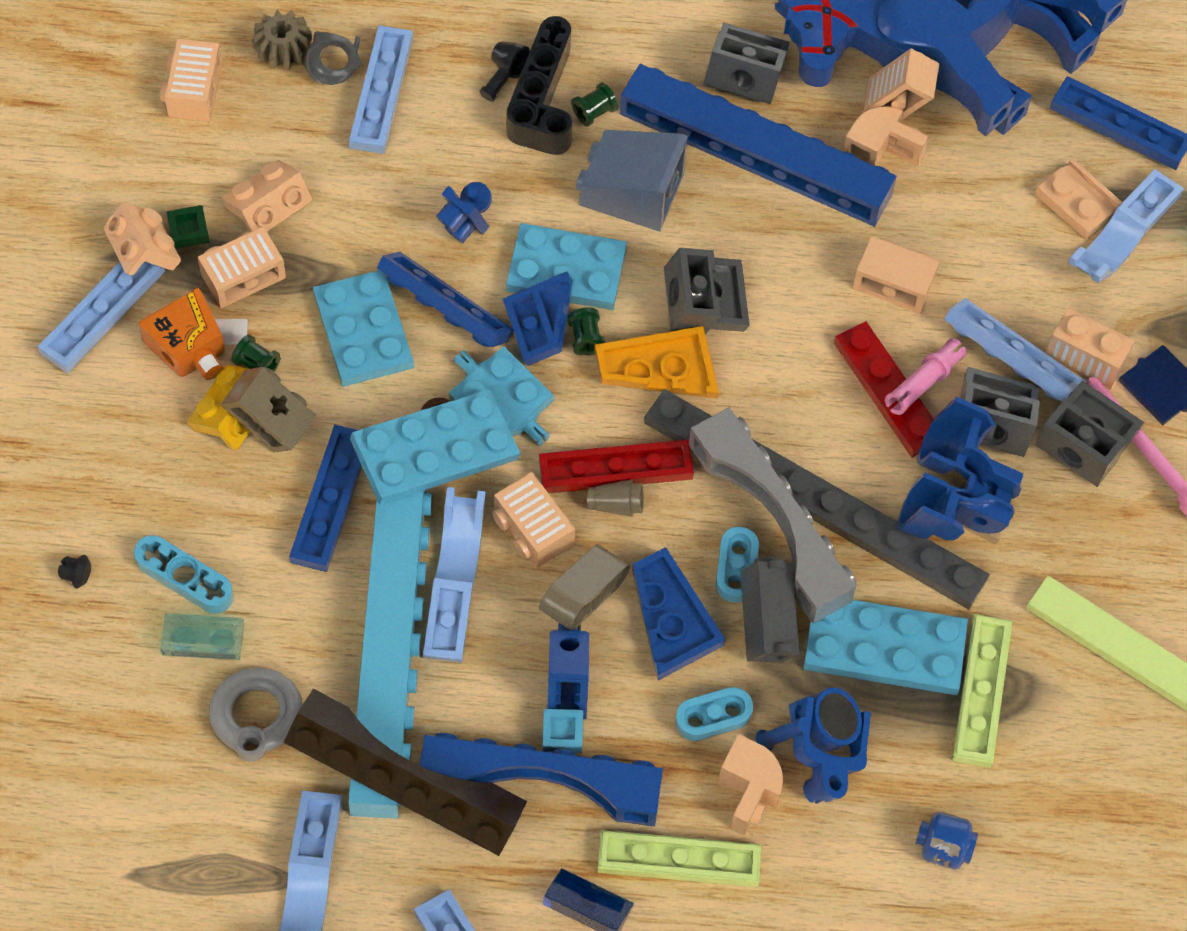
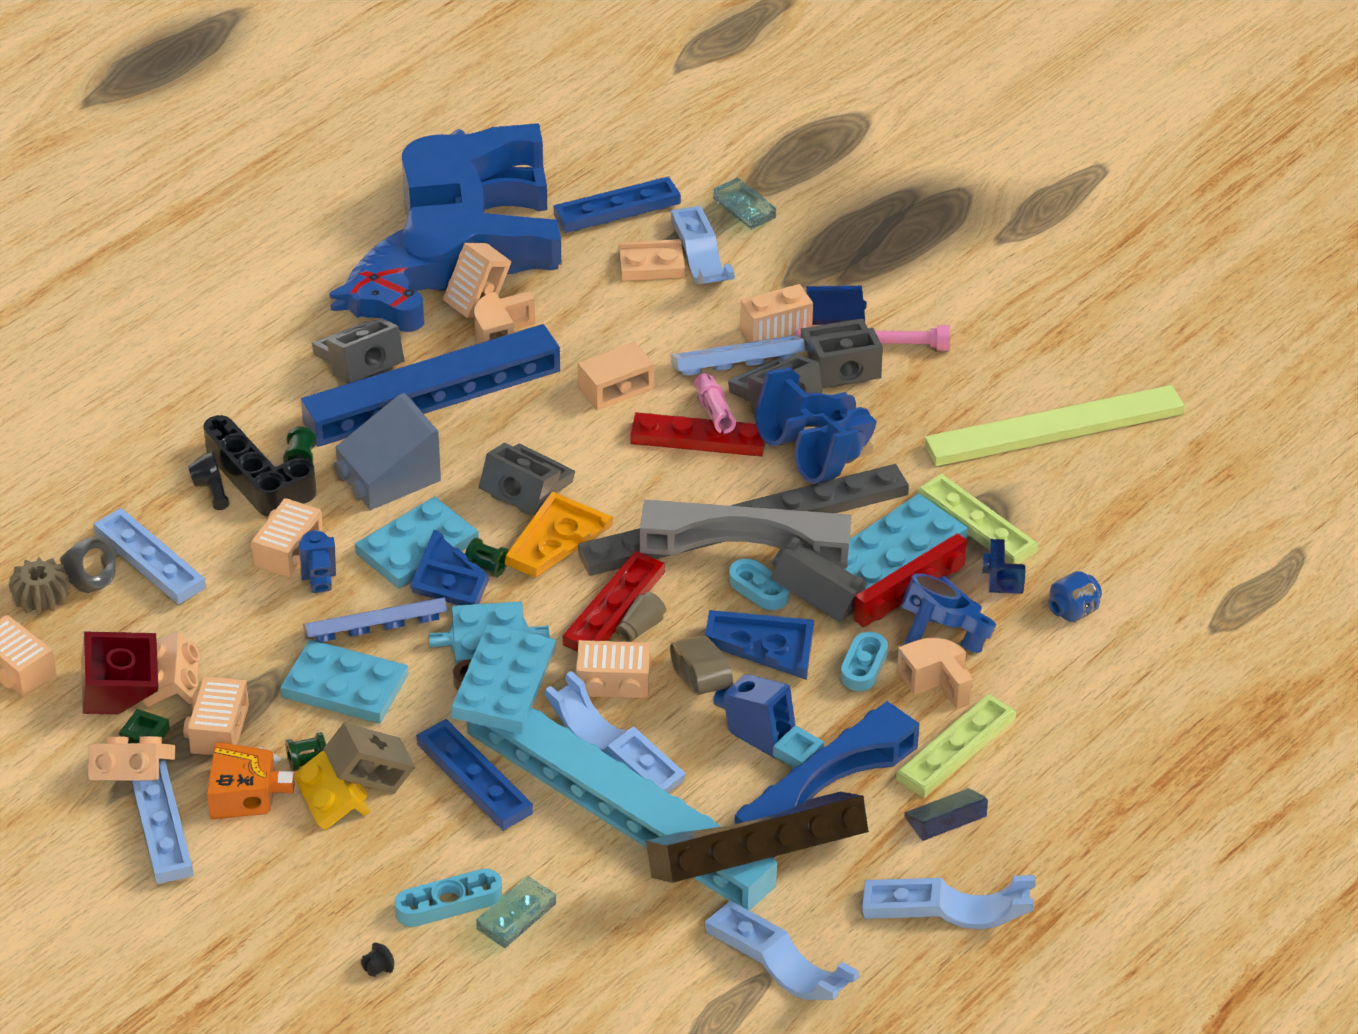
camera: 50 degrees left, 20 degrees down
(223, 159) = (117, 670): none -> dark red slope
(266, 739) = (634, 929): light grey piece -> none
(486, 162) = (277, 542): none -> light nougat brick
(868, 691) = (888, 592): none -> red plate
(926, 746) = (1002, 576): none -> clear blue bracket

